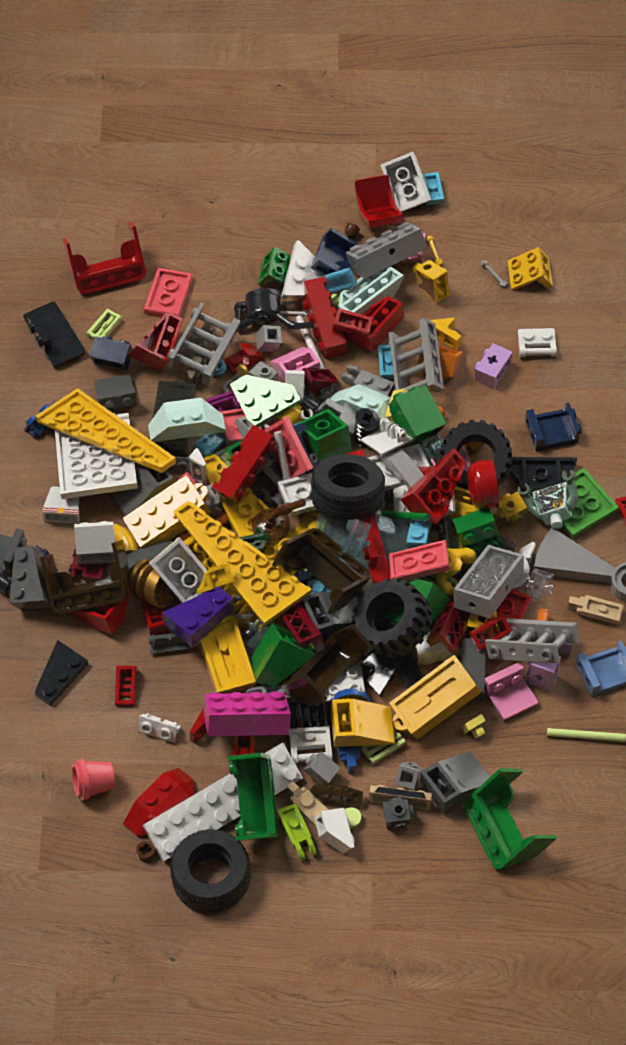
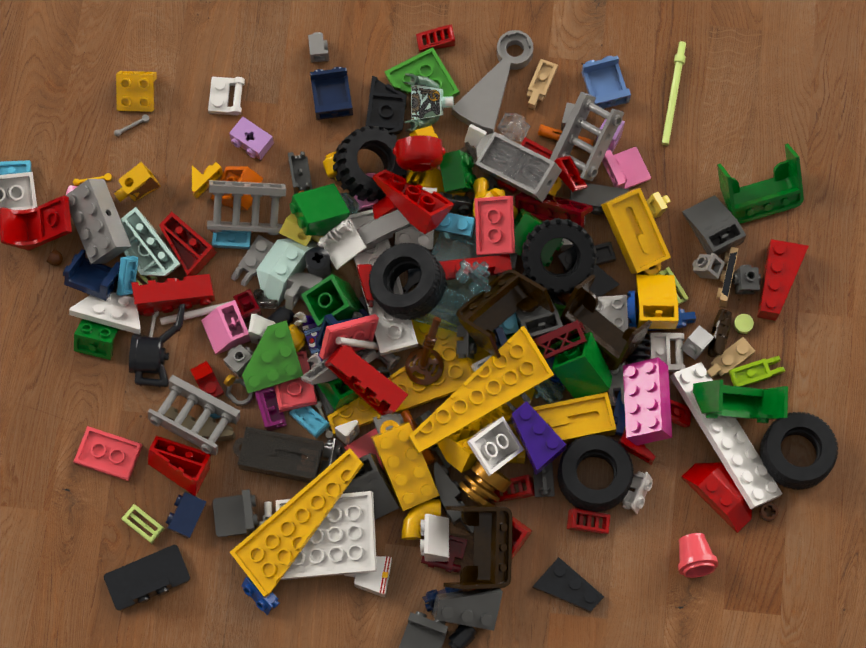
camera: 85 degrees left, 15 degrees up
(109, 273) = (69, 511): red windscreen -> none
(166, 659) = (603, 448): none -> black tyre
(185, 420) = (294, 438): light aqua wedge -> none
(216, 577) = (502, 415): yellow slope -> none
(258, 539) = (448, 380): dark green bracket -> none
(268, 338) = (191, 351): light grey brick -> none
(334, 829) = (760, 335): white slope -> none
(341, 313) = (187, 273): red slope -> none
(404, 845) = (780, 270): none -> red wedge
(406, 515) = (439, 229): green bar -> none
(463, 408) = (300, 172): none -> dark grey hinge
(600, 409) = (318, 47): none -> light grey brick

